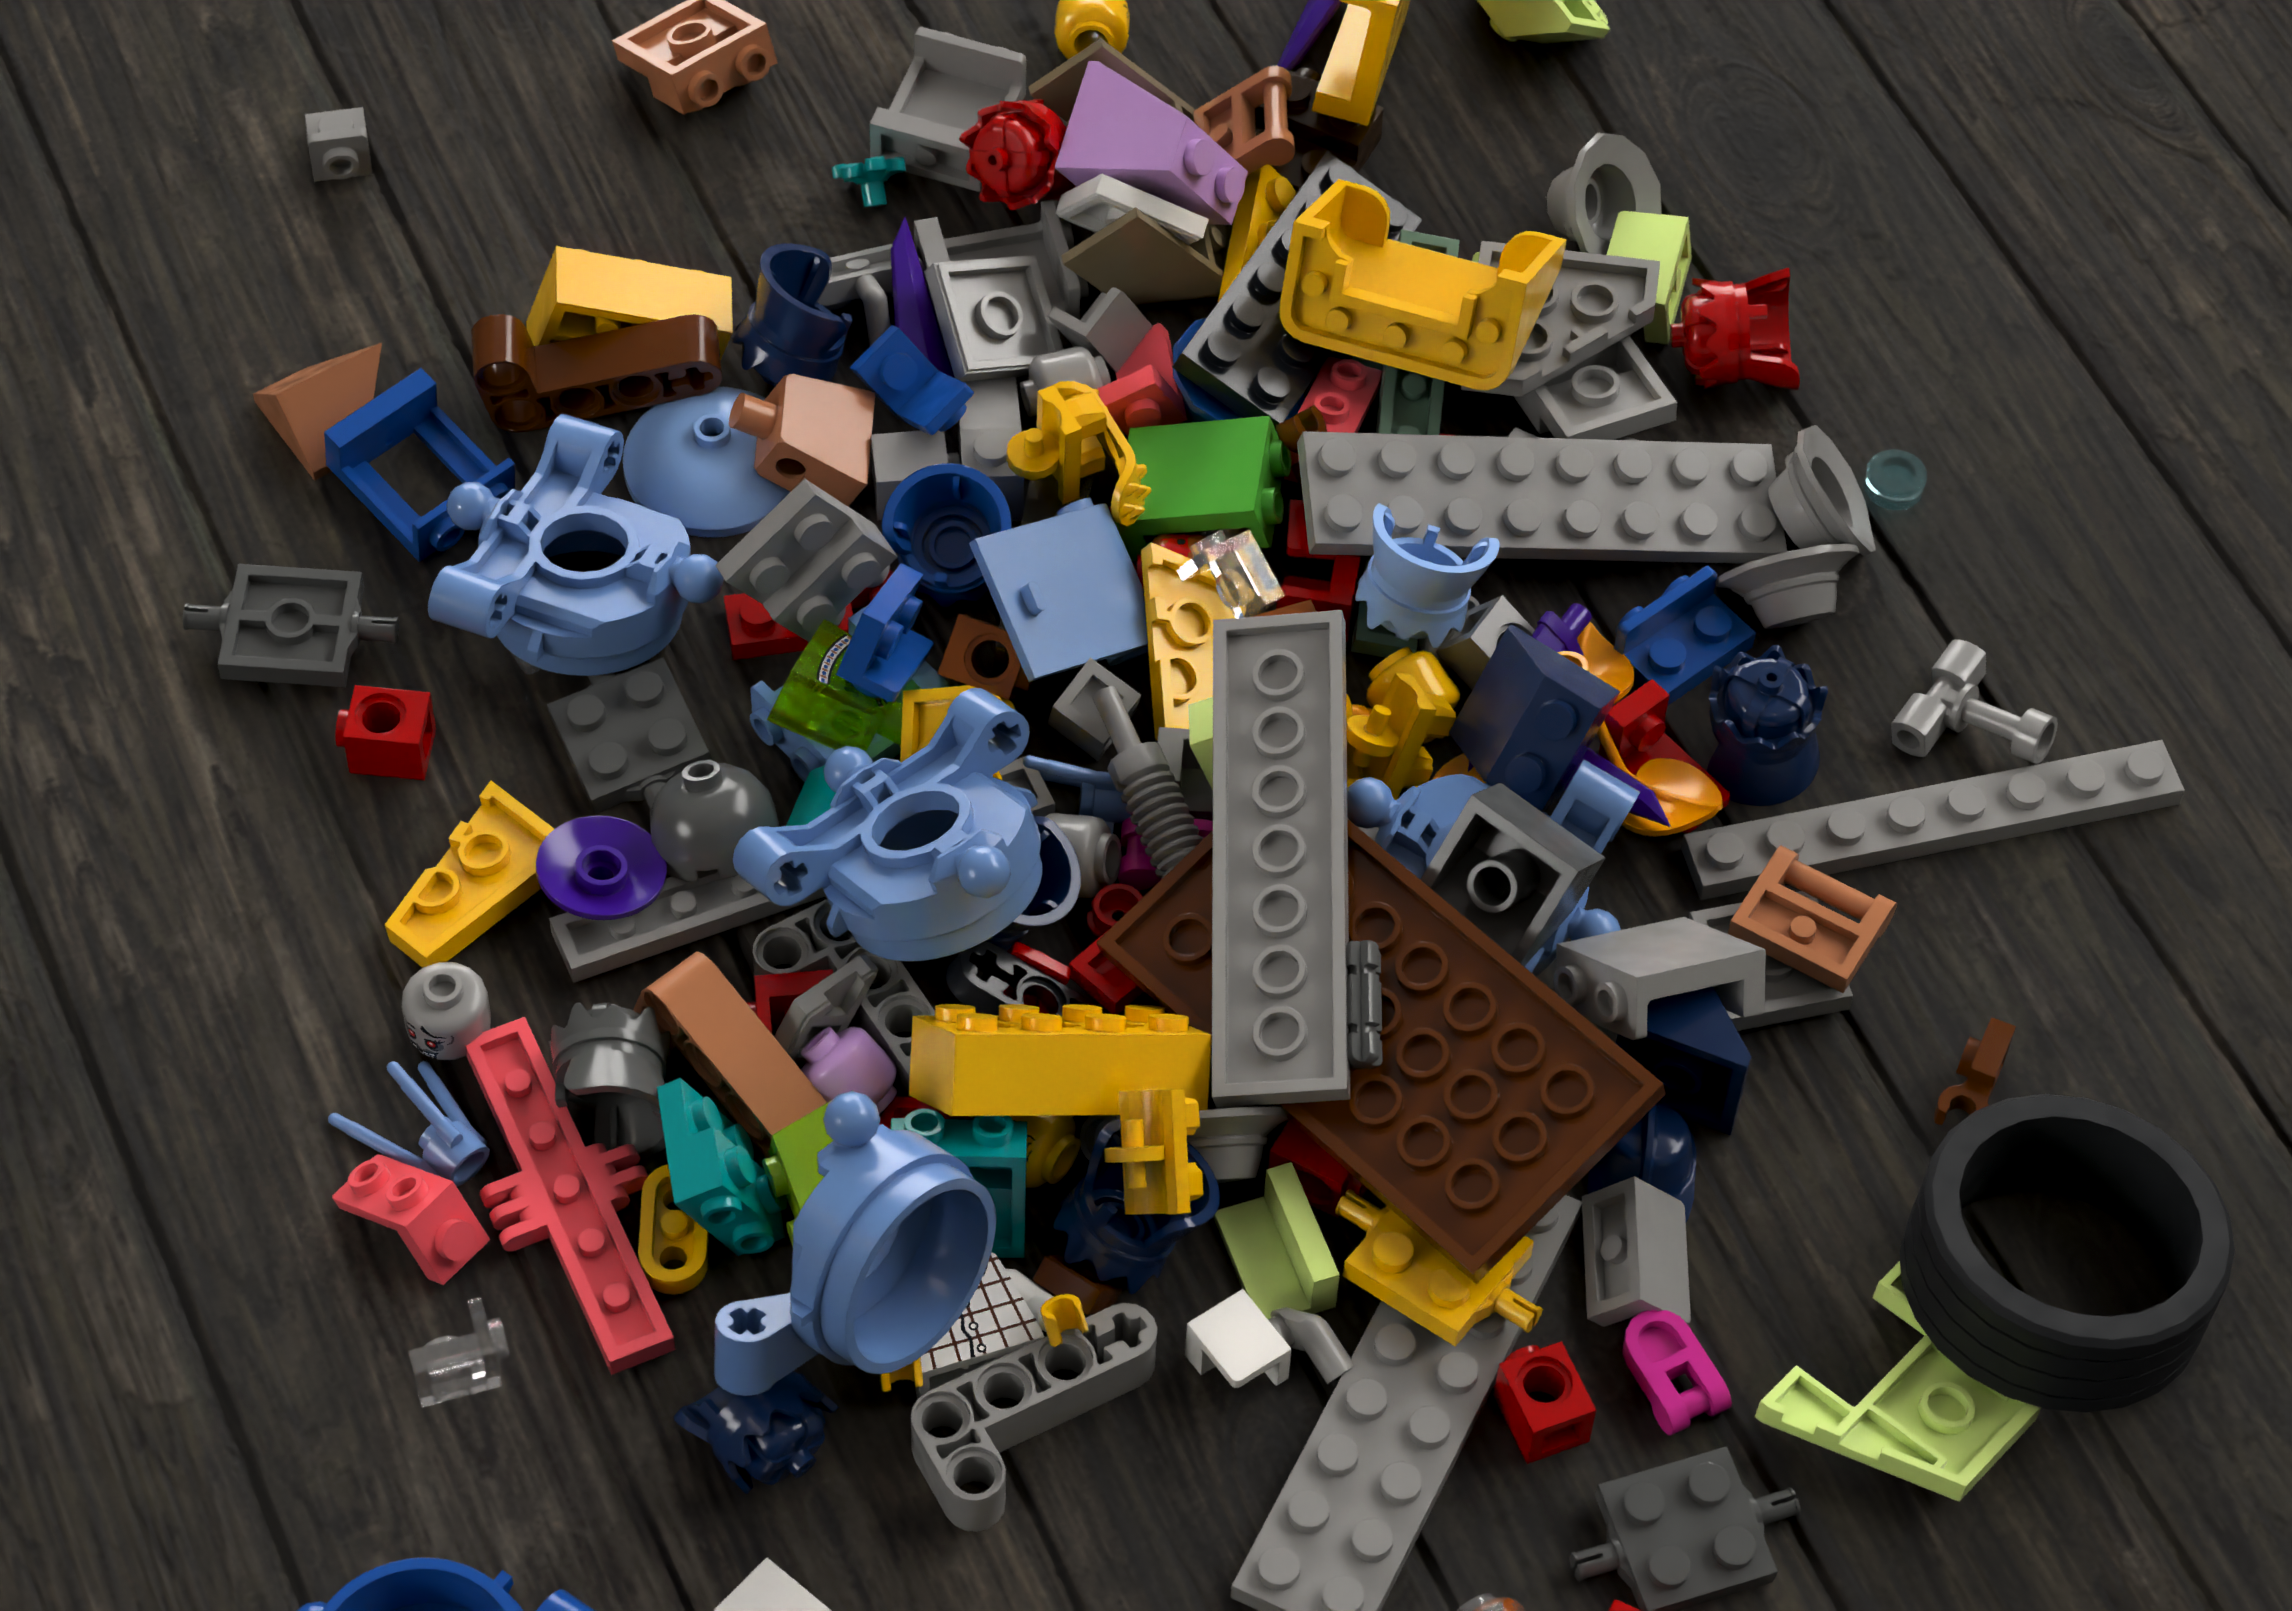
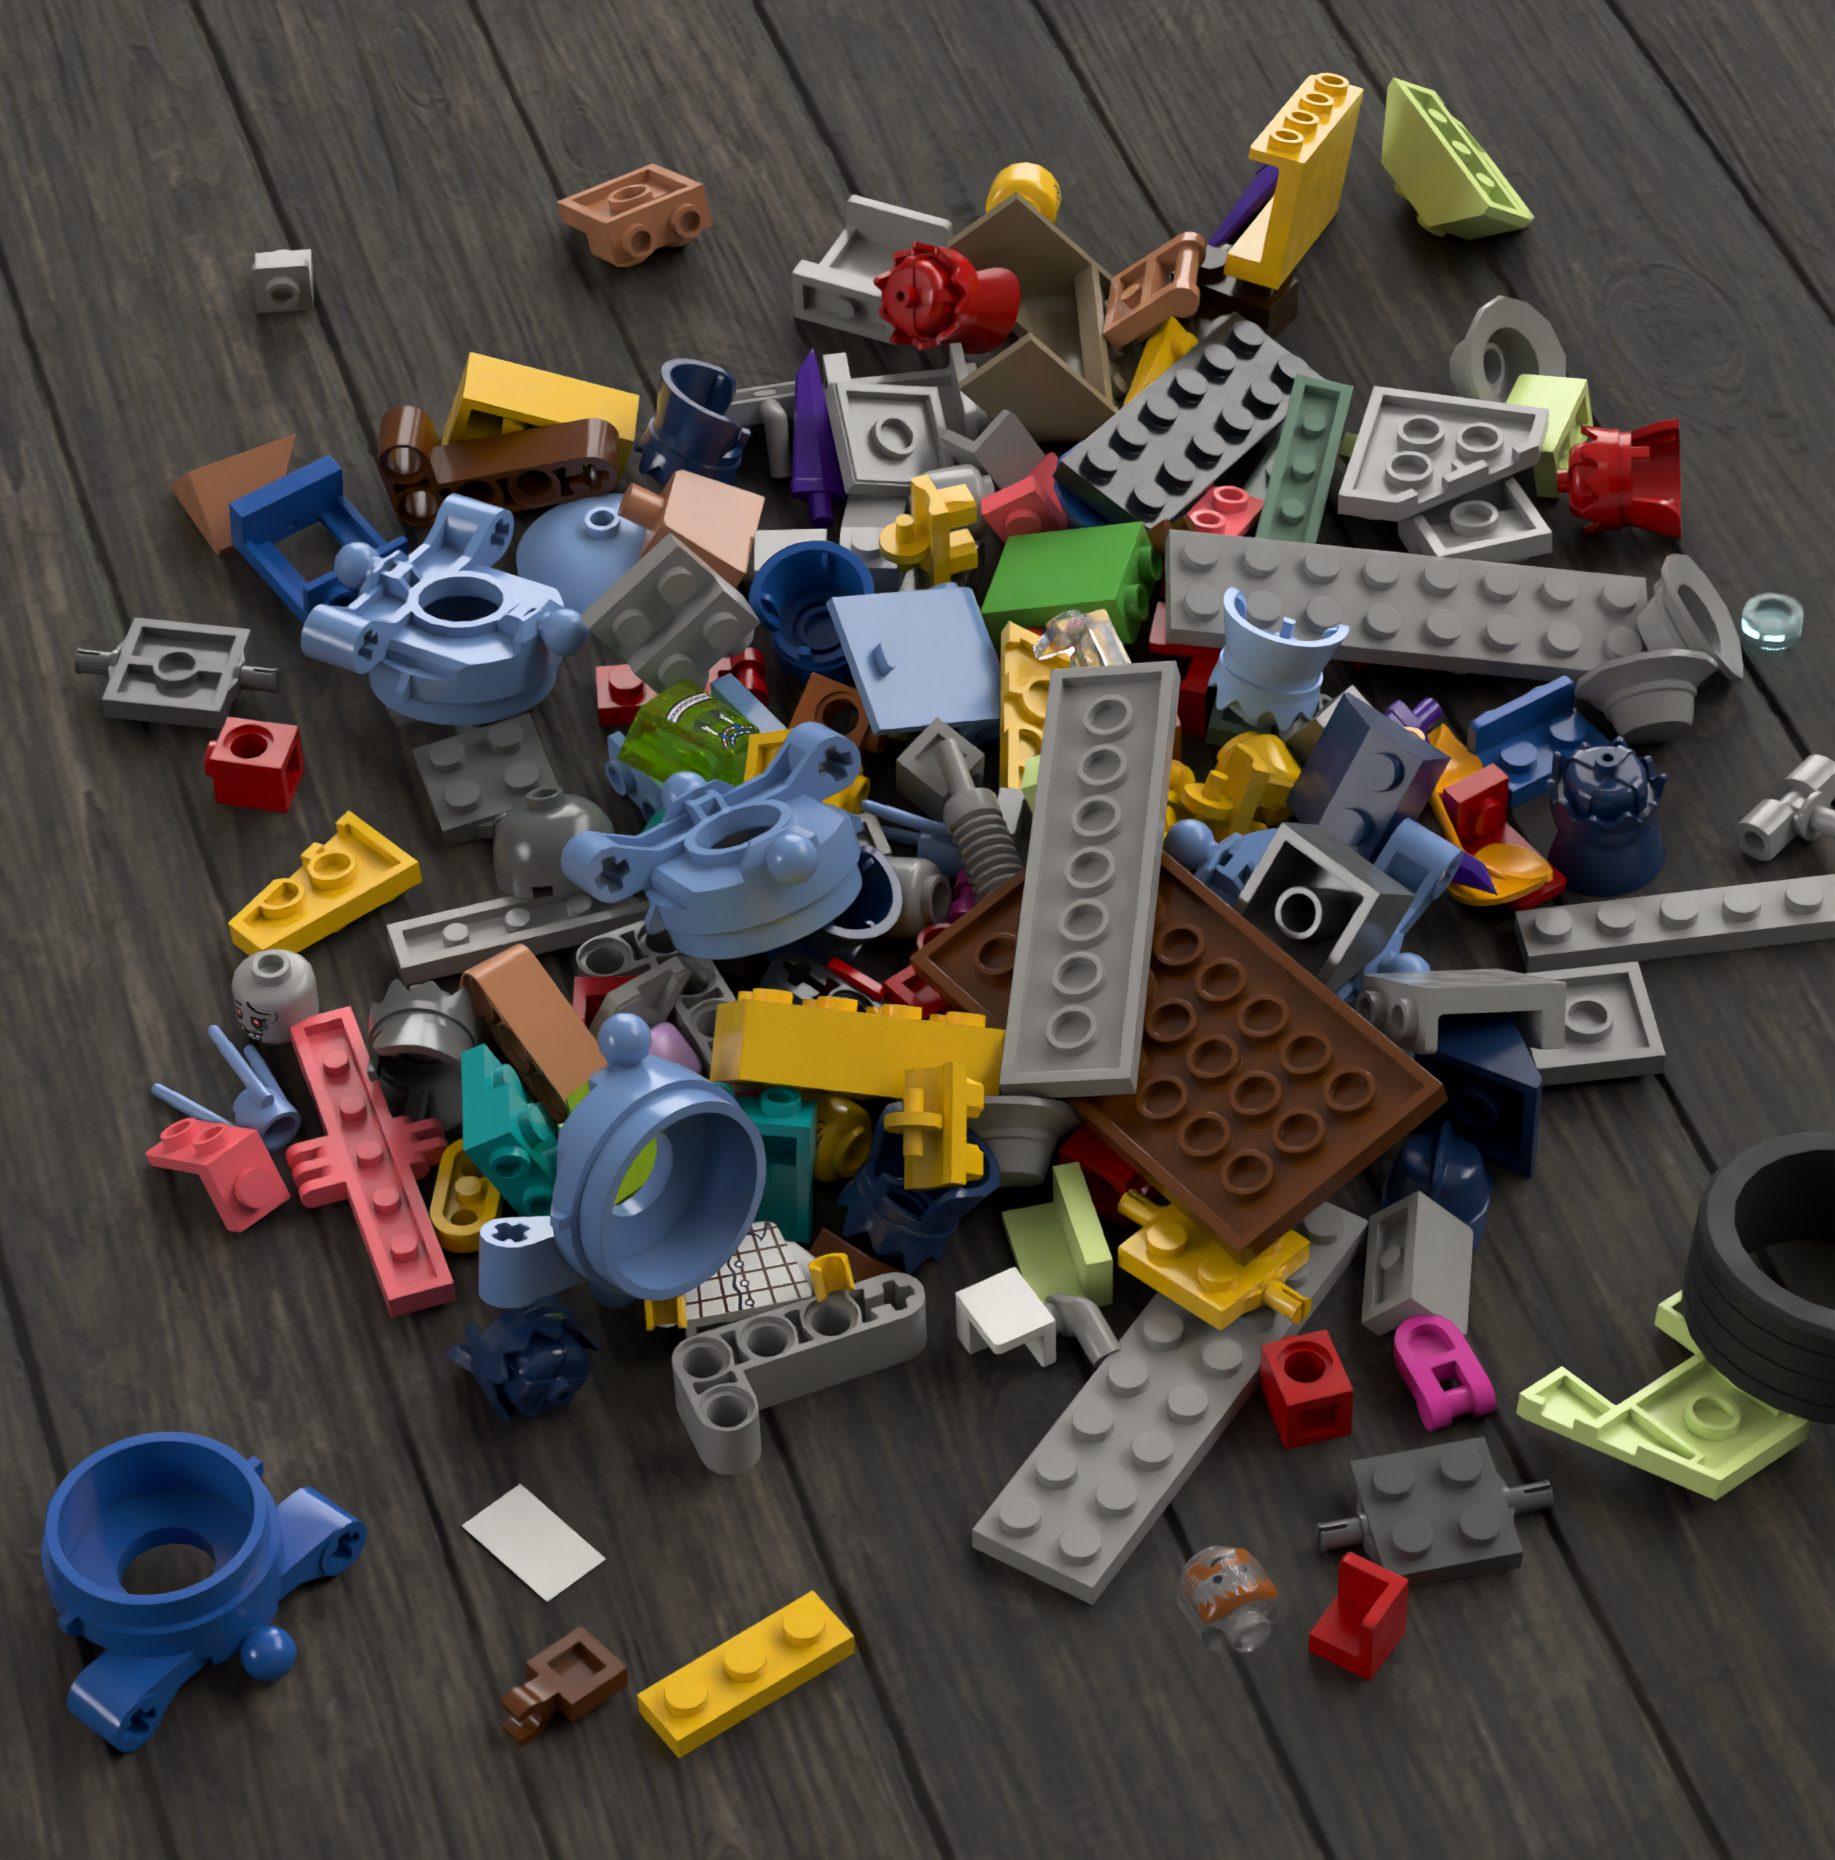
camera: 10 degrees right, 10 degrees down
(460, 1365) = (245, 1294): clear bracket -> none
(600, 868) = (440, 880): dark purple dish -> none
(870, 177) = (789, 322): teal plant -> none
(883, 648) = (731, 685): blue bracket -> none
(911, 383) = (796, 486): blue bracket -> none
(1107, 199) = (1008, 324): white plate -> none
(1129, 493) = (993, 583): yellow piece -> none
(1149, 146) = (1057, 293): lavender slope -> none
(1364, 1005) = (1158, 1010): dark grey axle -> none
(1409, 303) = (1243, 420): yellow windscreen -> none
(1805, 931) = (1630, 982): nougat plate -> none
(1982, 1066) = (1792, 1114): reddish brown plate -> none

